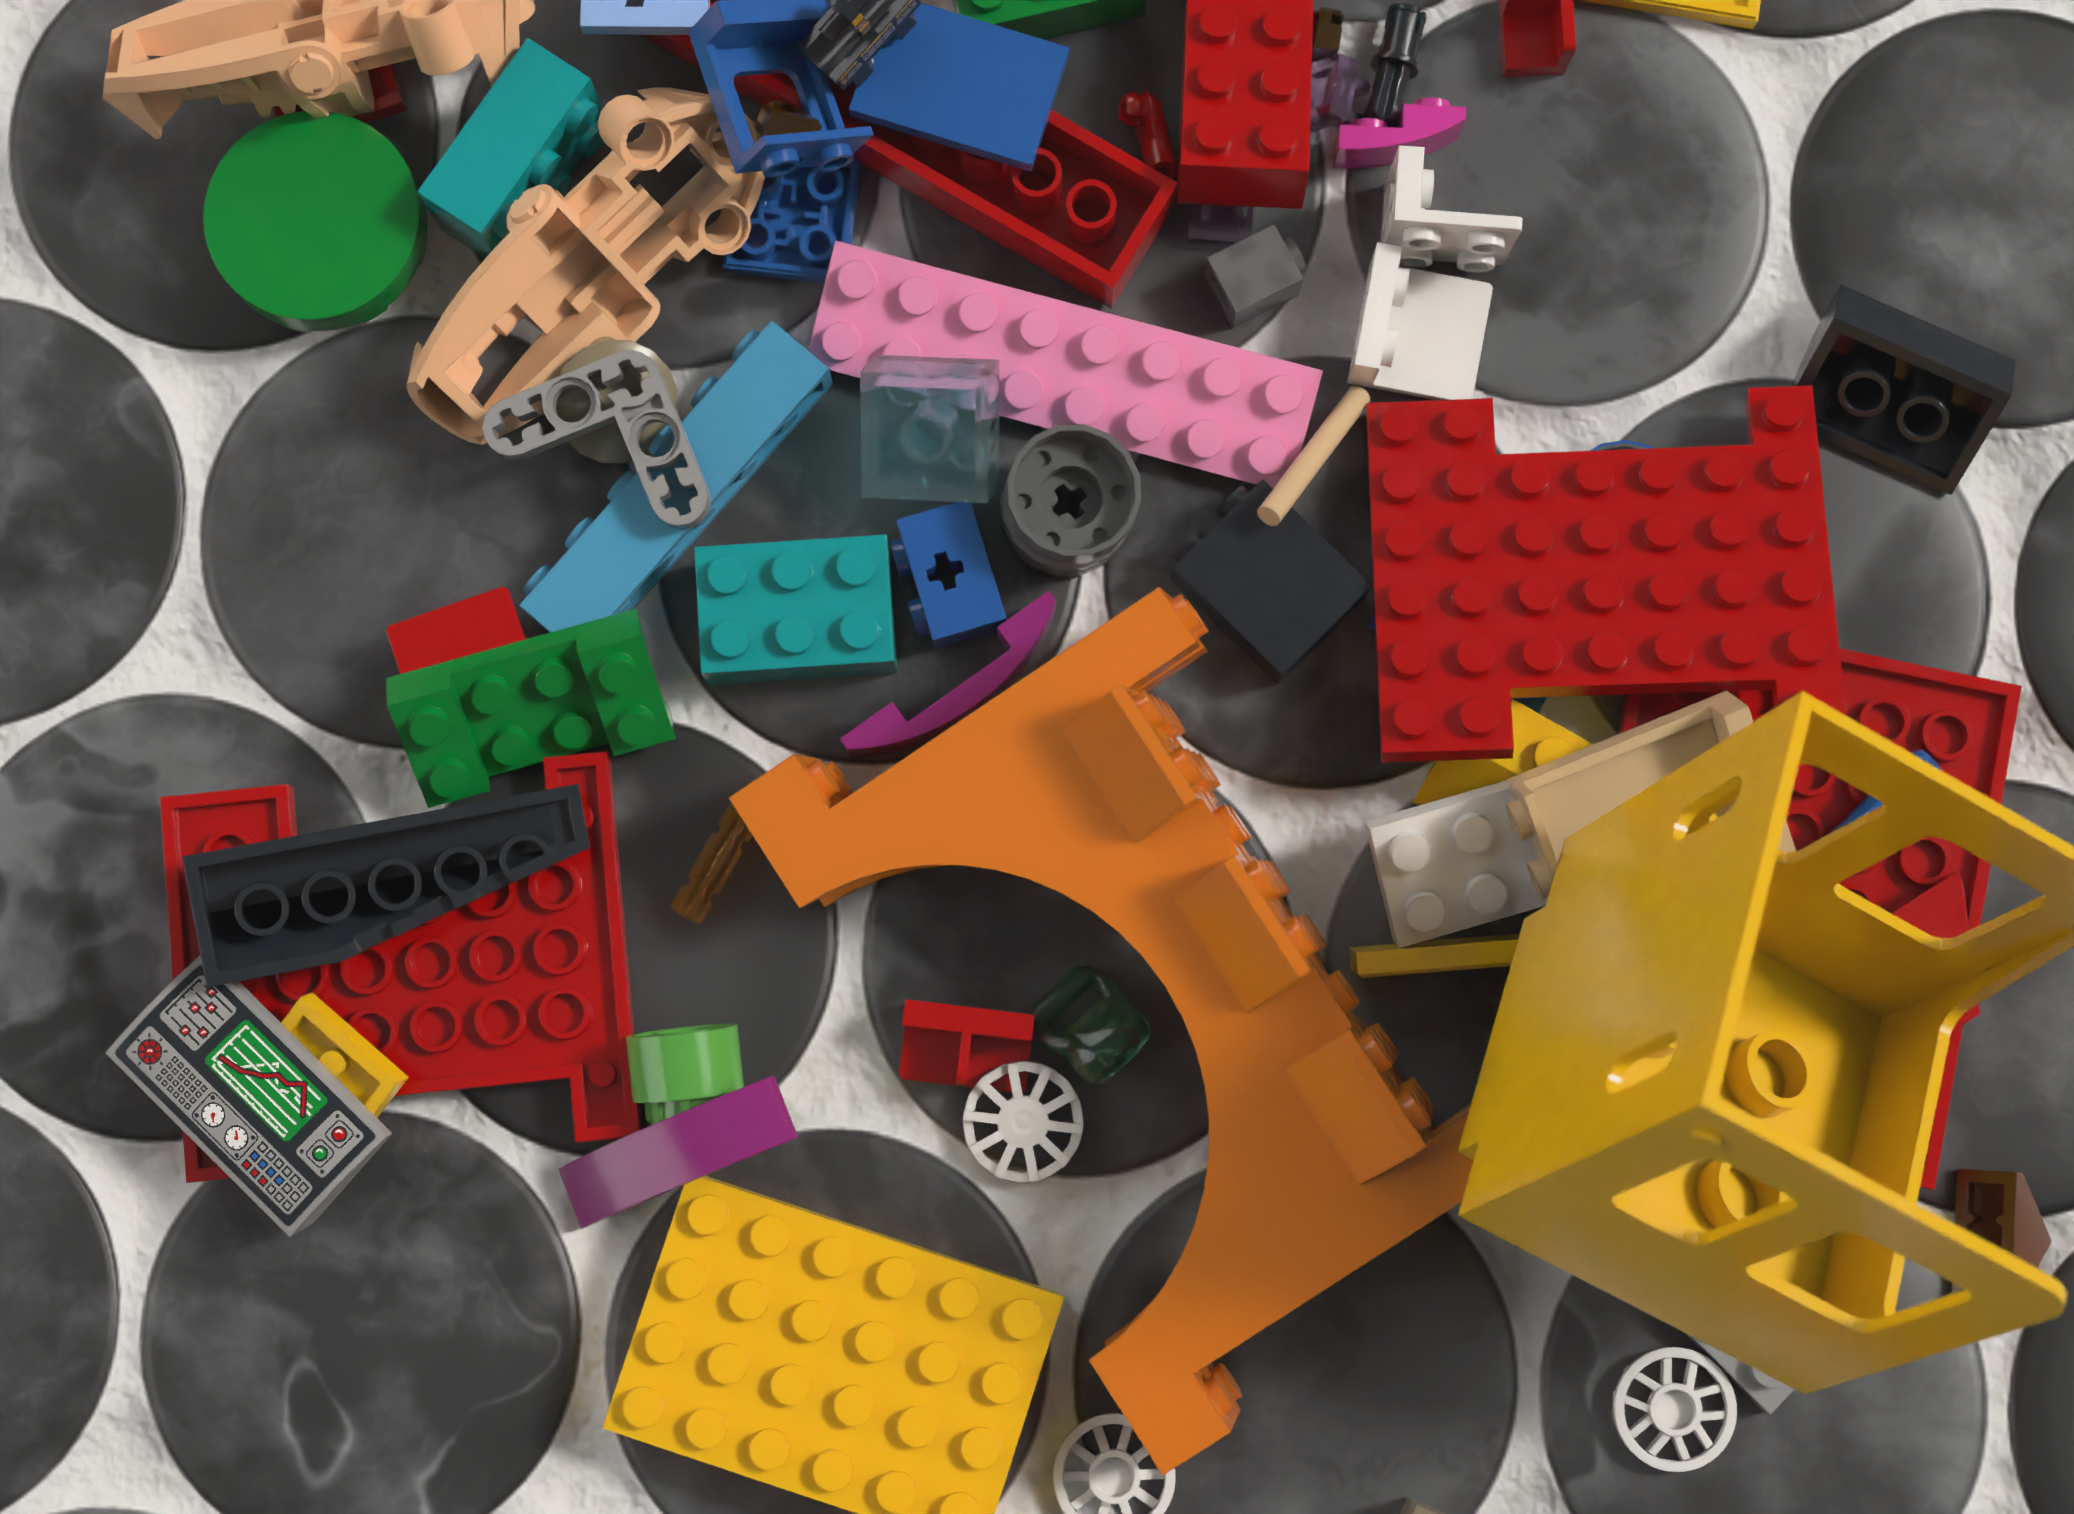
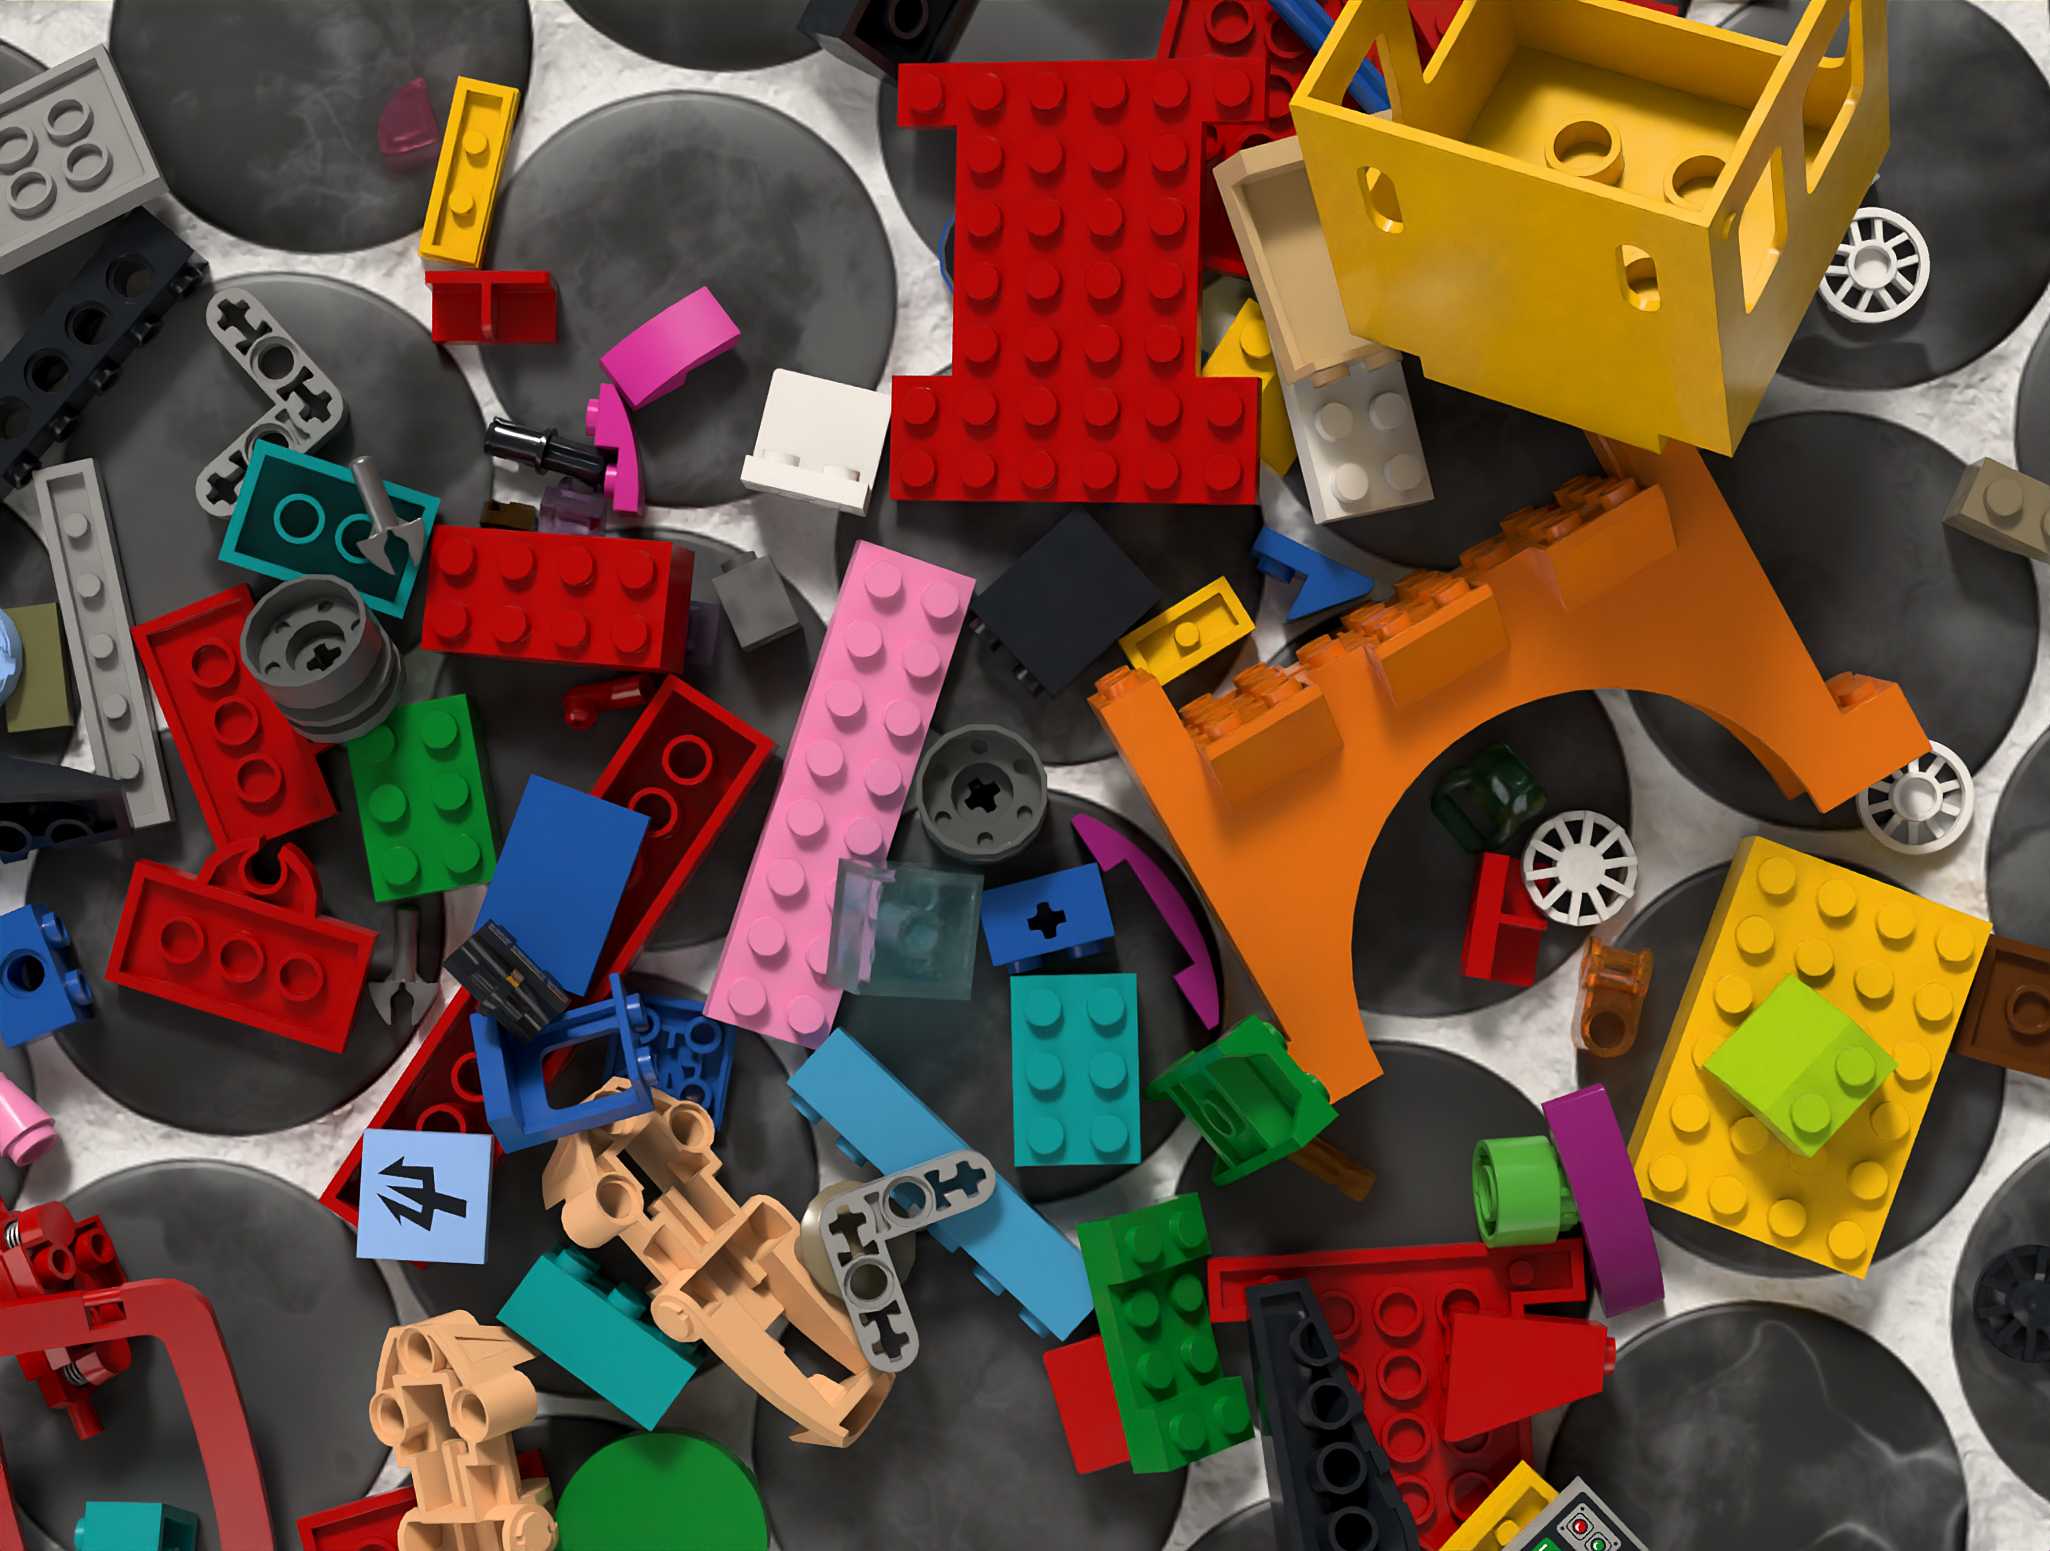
camera: 85 degrees left, 5 degrees up
(503, 1066) = (1515, 1367): none -> red slope
(771, 762) = (1246, 1098): none -> green piece
(784, 118) = (597, 1058): dark brown tile -> none
(822, 1343) = (1800, 1066): none -> lime slope
(895, 1157) = (1610, 993): none -> clear orange piece
(1244, 706) = (1188, 632): none -> yellow plate
(1304, 842) = (1324, 580): none -> blue slope
(1313, 456) = (945, 553): tan bar -> none
(1433, 235) = (690, 445): white bracket -> none
(1433, 956) = (1438, 440): yellow tile -> none
(1505, 173) = (668, 347): none -> dark pink slope

